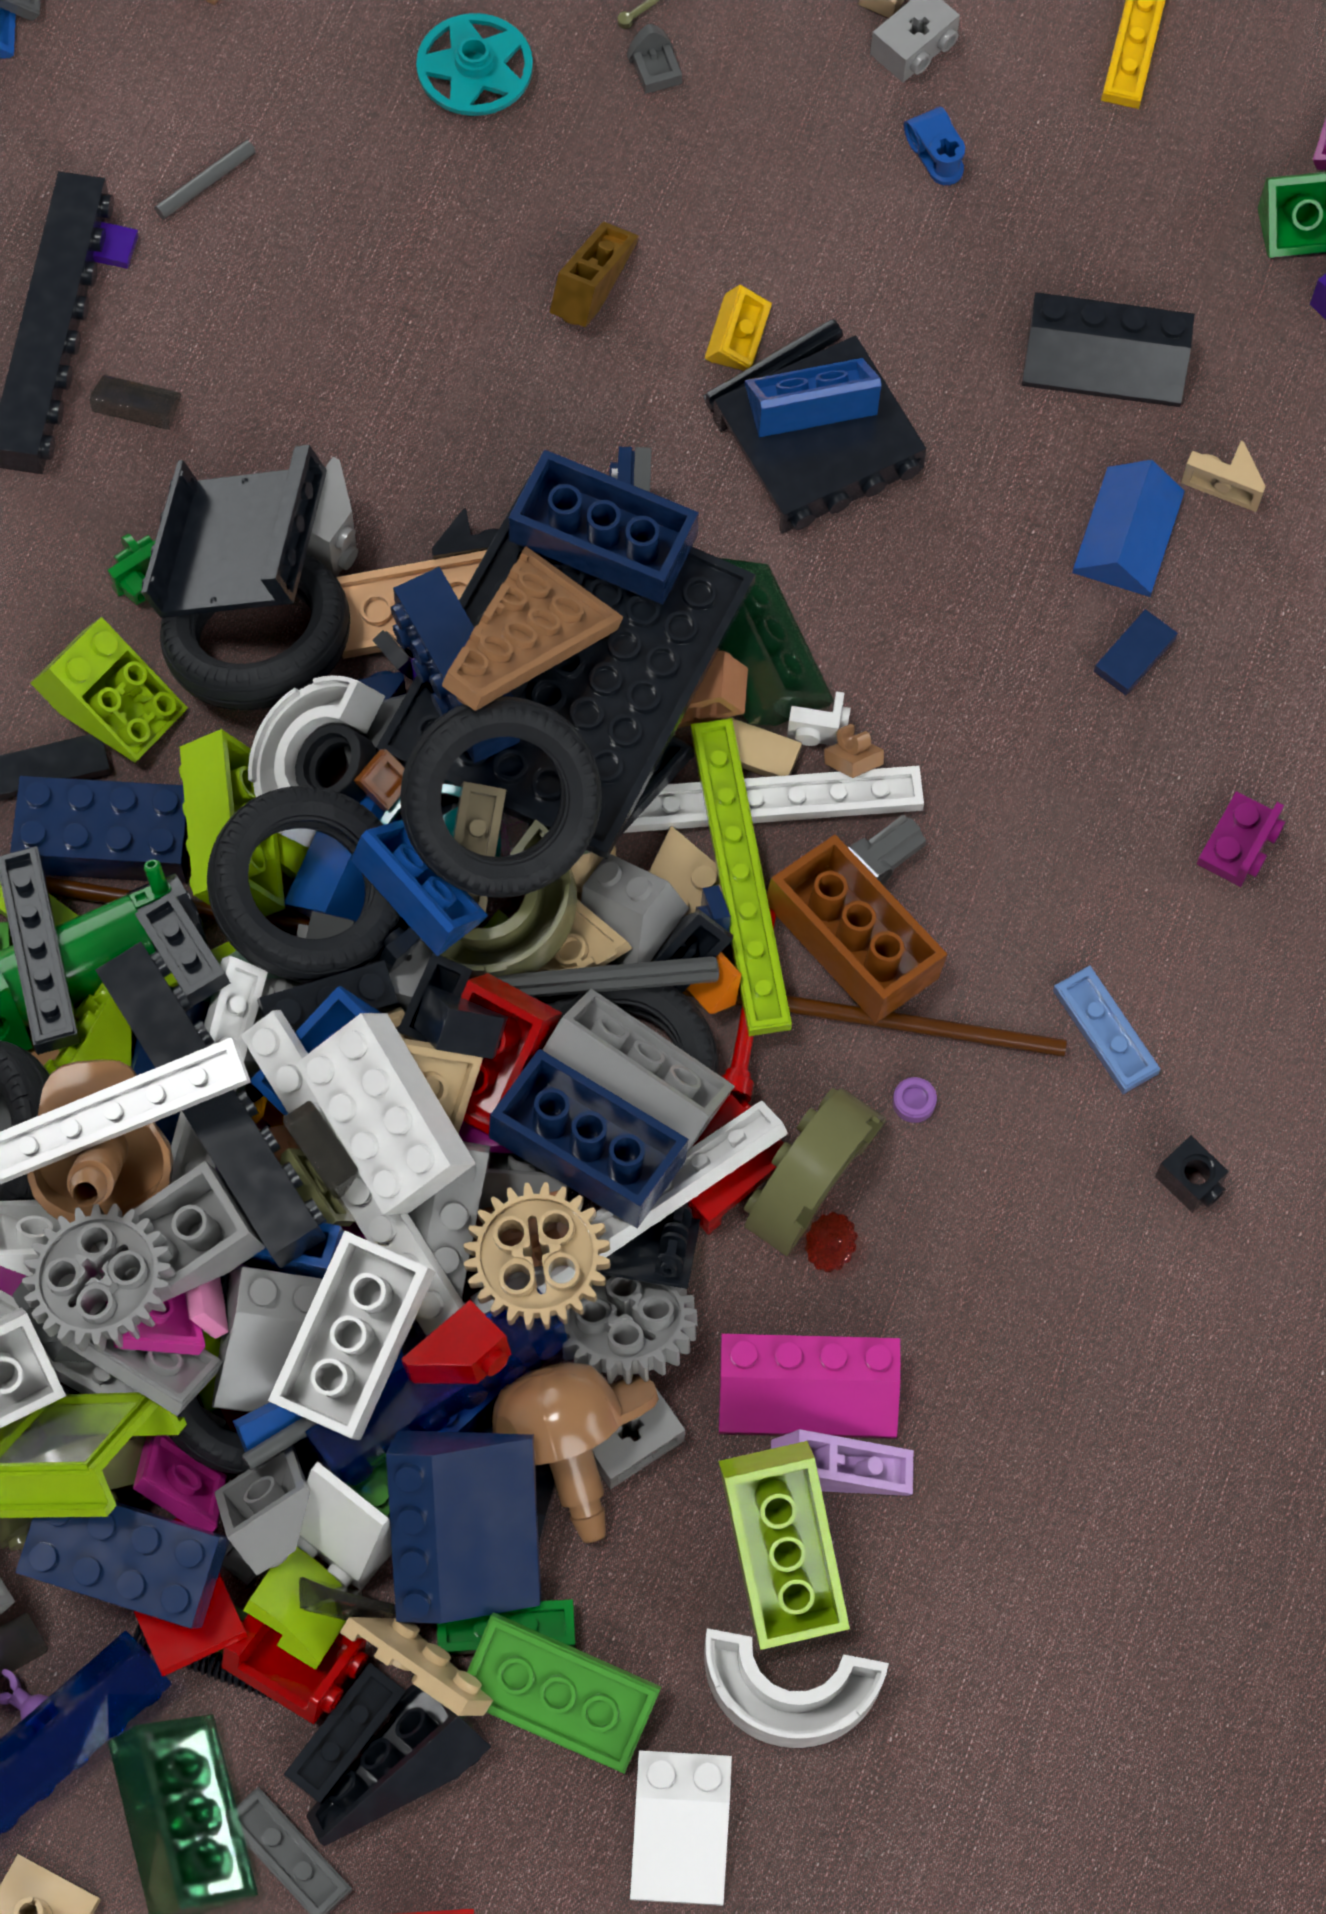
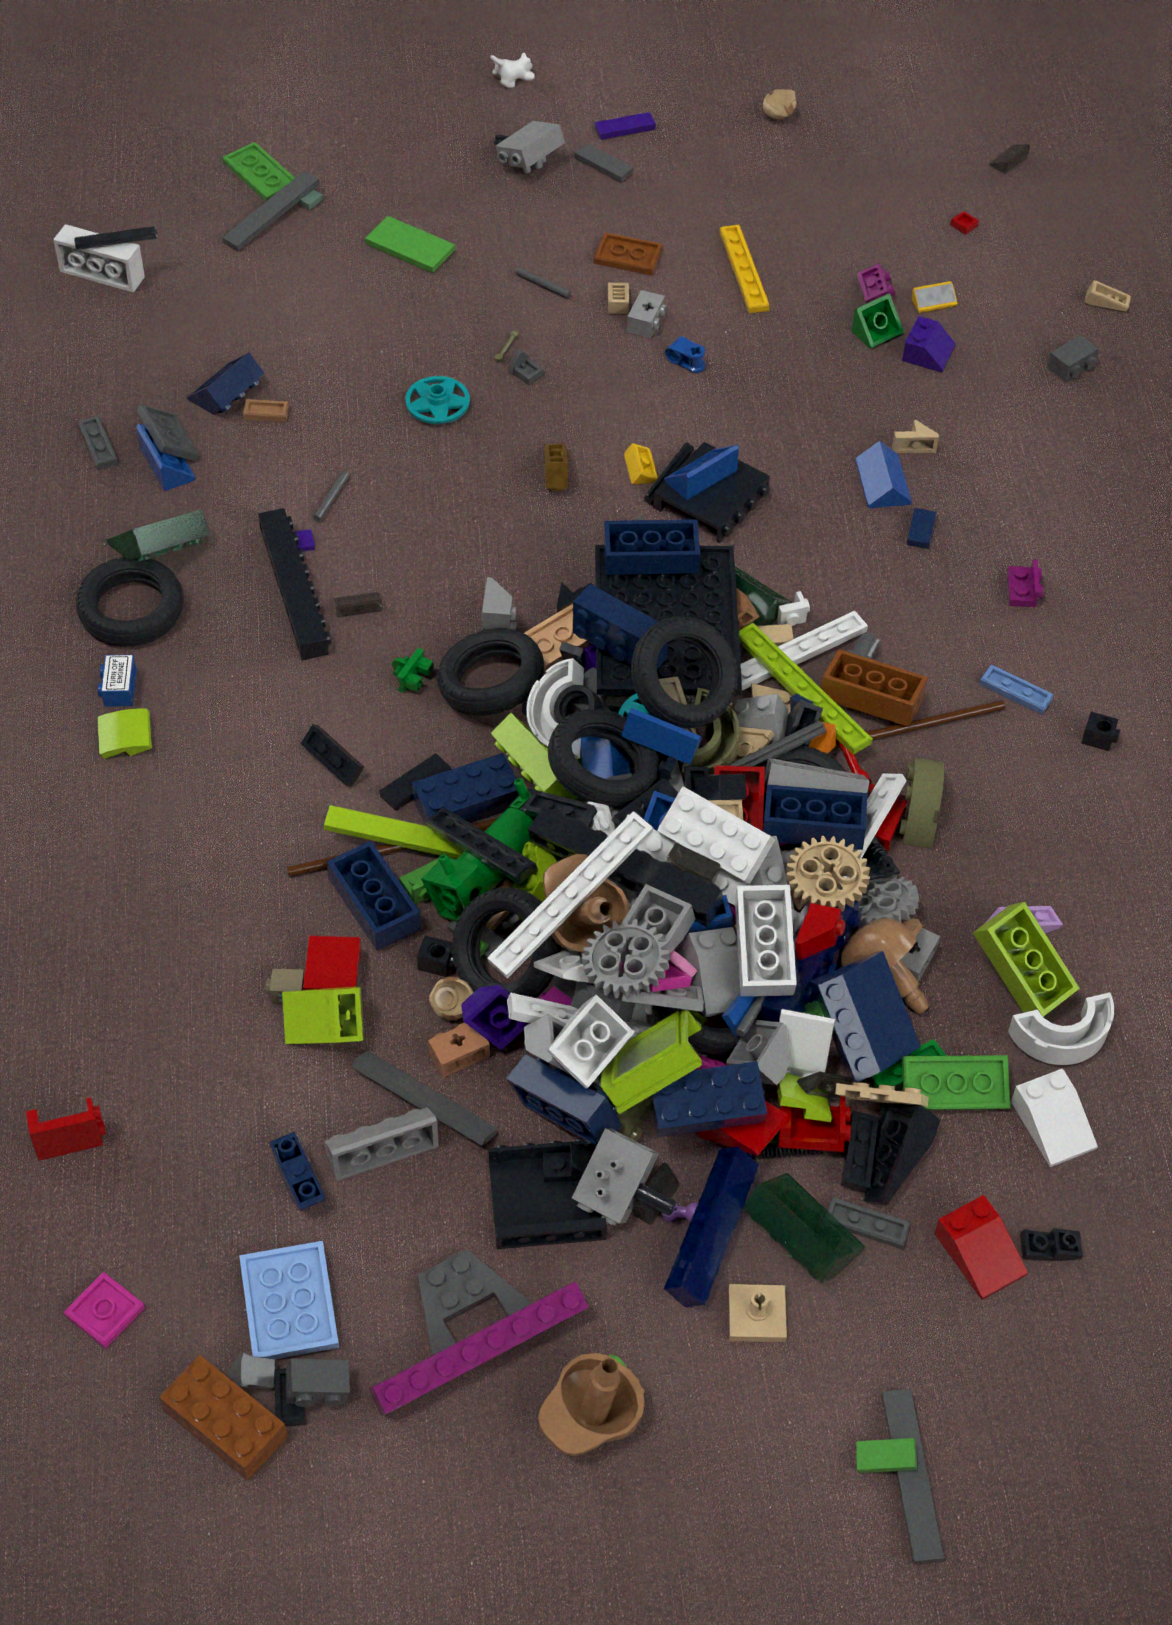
camera: 25 degrees left, 15 degrees down
(109, 691) = (429, 731): lime slope -> none
(234, 538) = (461, 631): panel -> none
(382, 779) = (609, 700): dark orange tile -> none
(527, 629) = (648, 597): medium nougat wing -> none
(809, 1385) = (971, 897): dark pink slope -> none
(831, 1242) = (951, 830): clear red piece -> none
(853, 753) = (820, 618): medium nougat tile -> none
(914, 1100) = (948, 754): medium lavender tile -> none
(1108, 349) = (824, 408): black slope -> none

